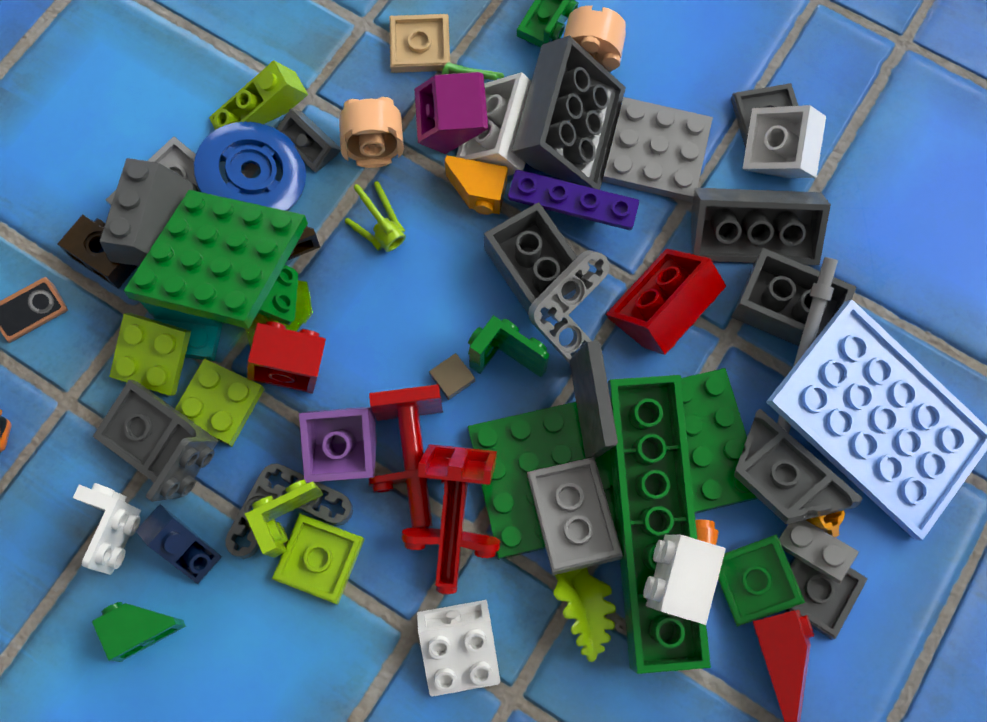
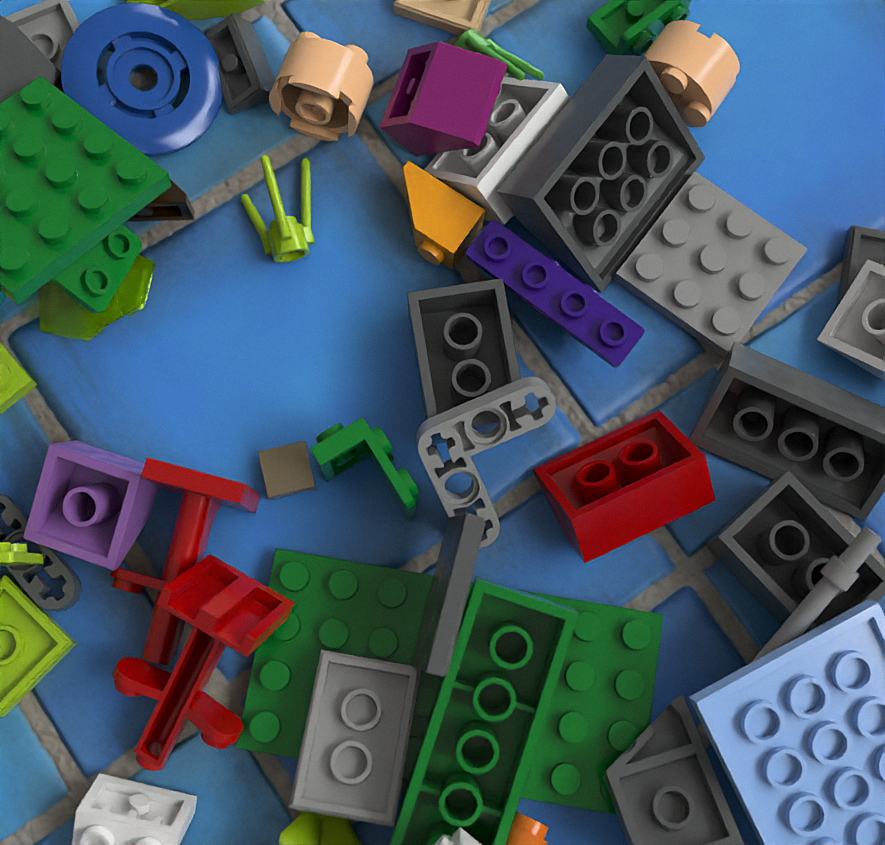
camera: 20 degrees right, 5 degrees up
(285, 356) = (66, 357): red brick -> none

